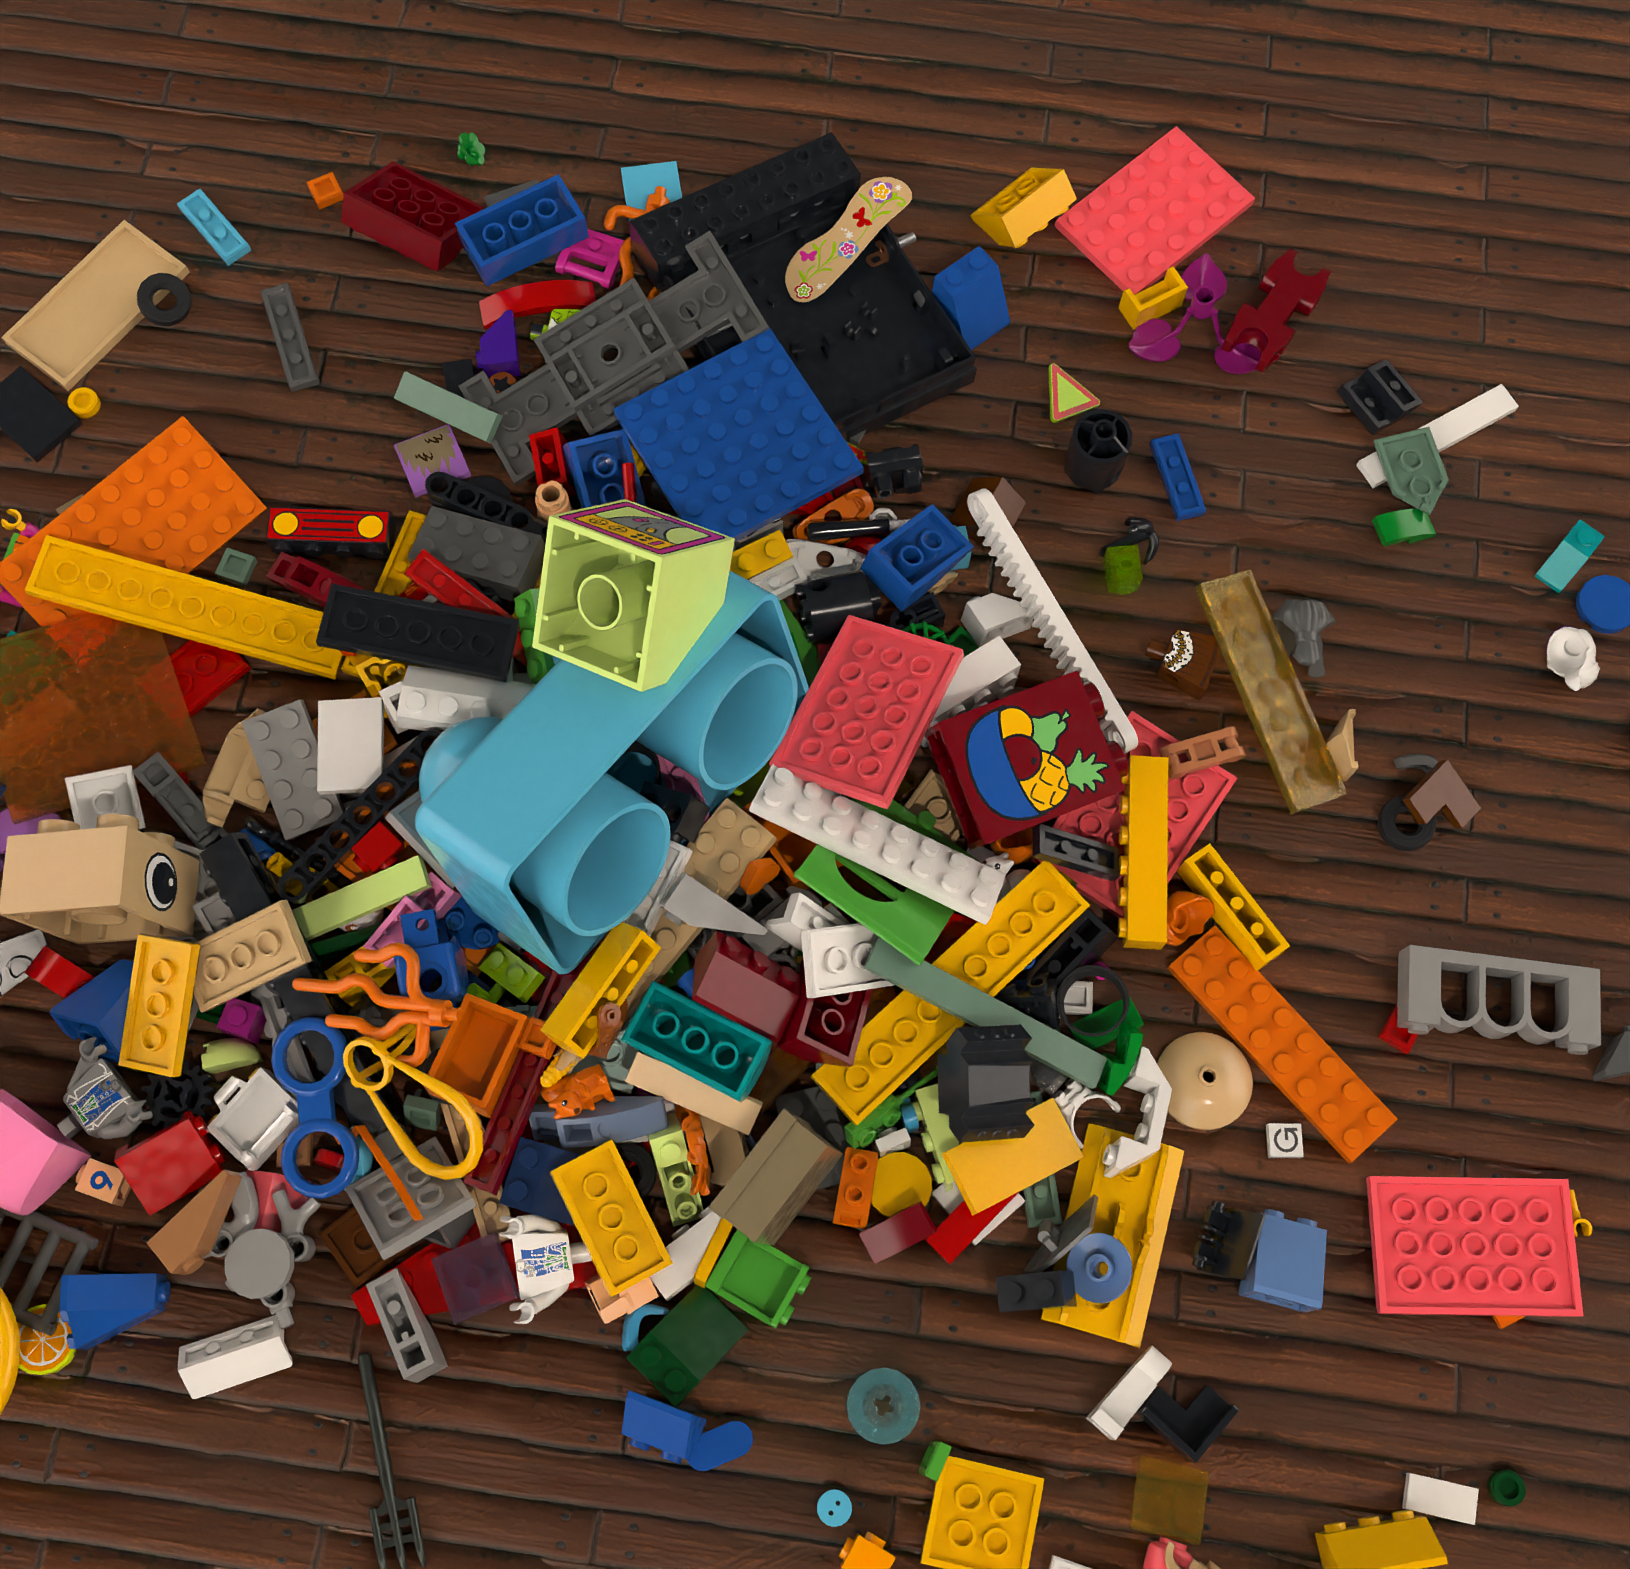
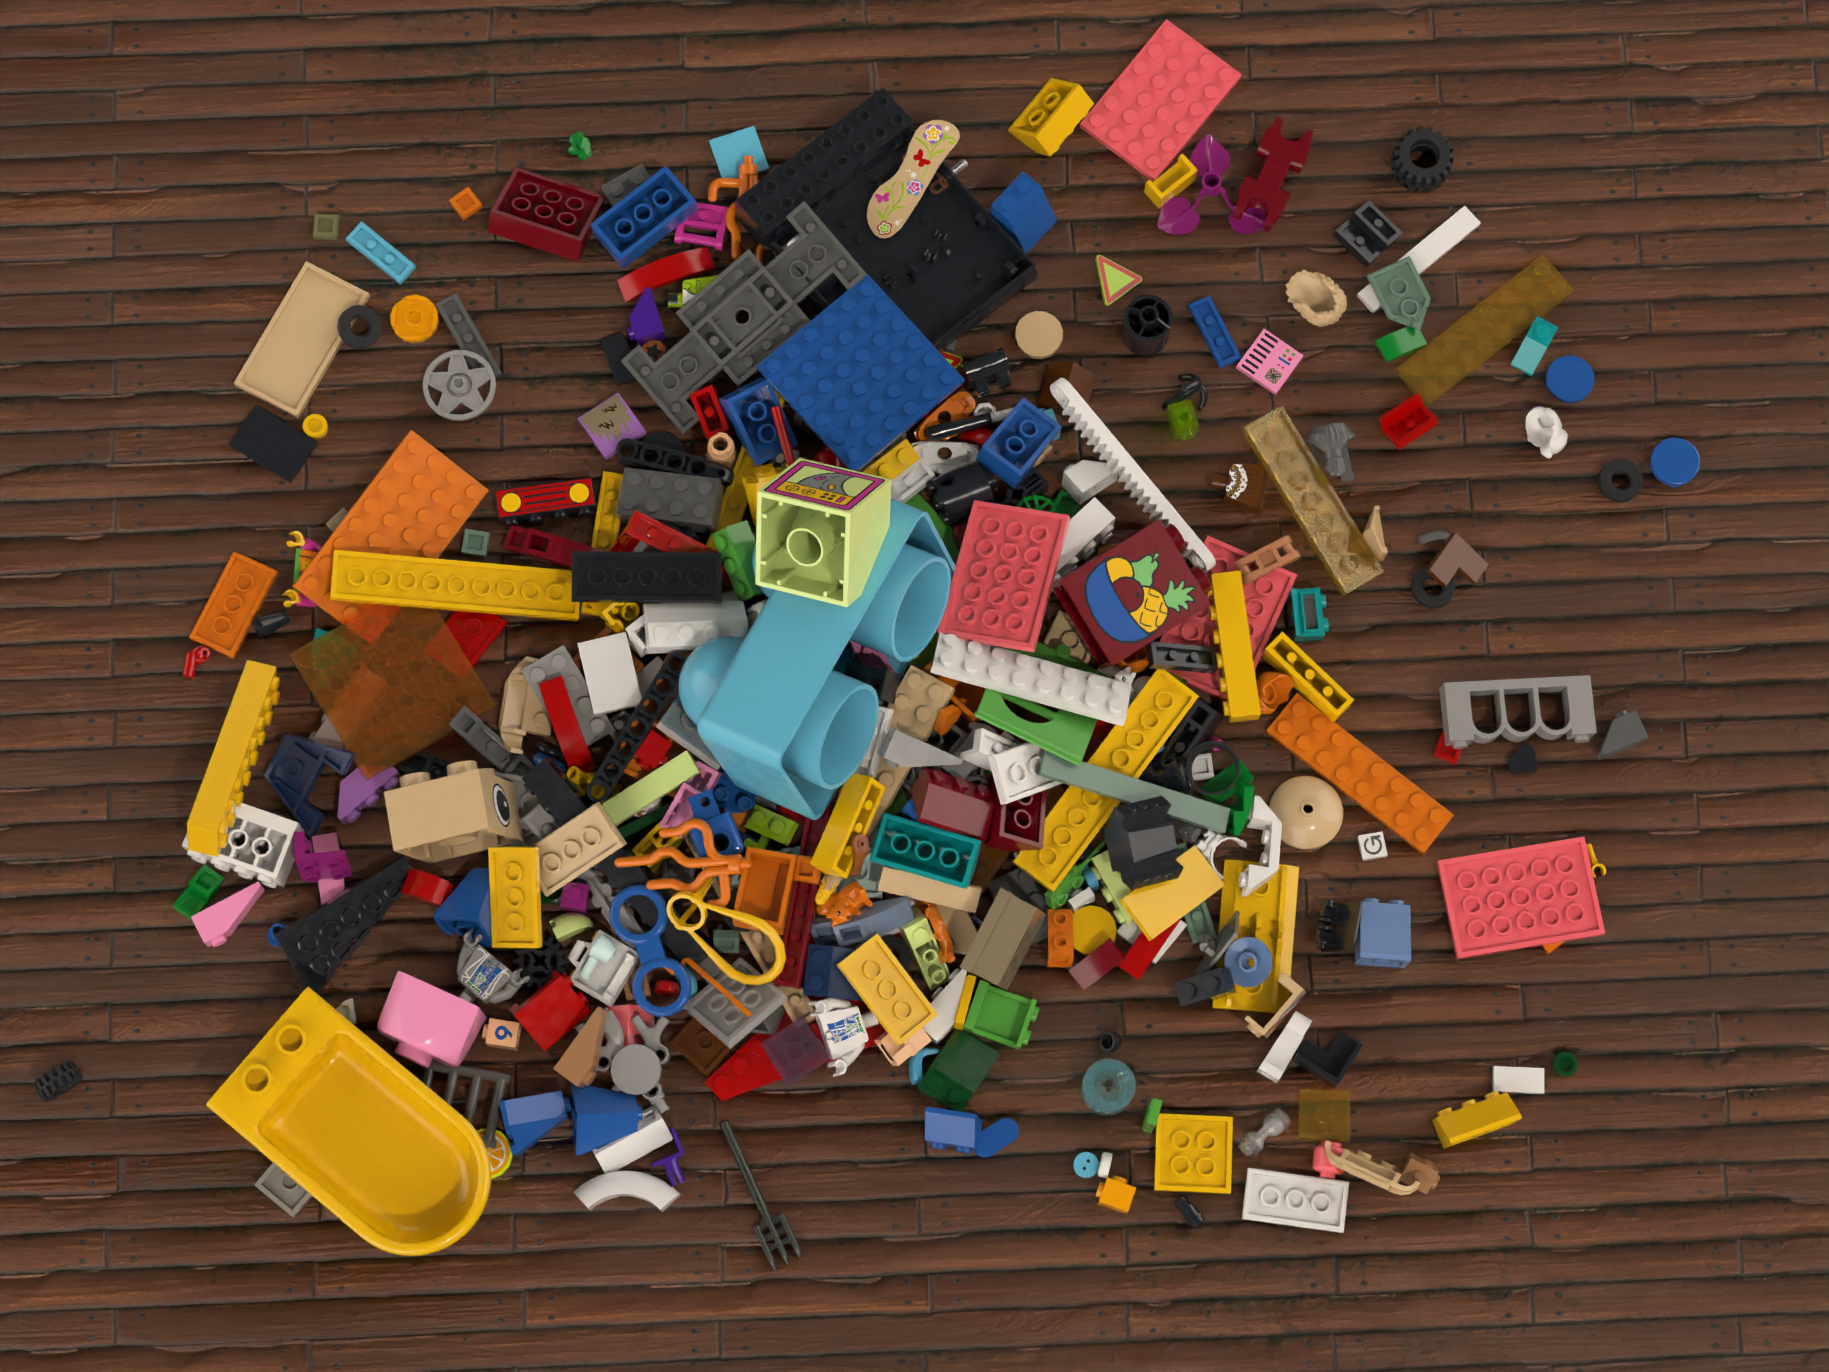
camera: 10 degrees left, 5 degrees up
(104, 793) = (431, 749): white tile -> none
(159, 188) = (326, 226): none -> olive tile
(200, 1319) = (601, 1117): none -> blue slope
(218, 1417) = (626, 1184): none -> white brick
(233, 304) = (414, 318): none -> light orange tile
(253, 1095) = (601, 950): none -> light aqua bar
(262, 382) = (459, 385): none -> light grey wheel
(279, 797) = (566, 724): none -> red slope
(279, 1396) = (671, 1163): none -> dark purple bracket
(406, 1327) = (751, 1095): light grey slope -> none
(448, 407) = (615, 379): sand green tile -> none
(859, 1513) = (1104, 1165): none -> white tile
(897, 1340) = (1110, 1041): none -> black hinge
(965, 444) = (1038, 334): none -> tan tile
(1097, 1501) = (1272, 1125): none -> clear piece
(1159, 1321) = (1297, 993): none -> tan panel
(1239, 521) = (1269, 361): none -> bright pink tile
(1244, 829) = (1308, 614): none -> teal window
(1309, 455) = (1316, 297): none -> tan piece
(1400, 618) = (1407, 421): none -> red bracket
(1470, 307) = (1426, 142): none -> black tyre
(1496, 1064) = (1523, 761): none -> black tile
(1507, 530) = (1484, 330): none -> clear yellow plate

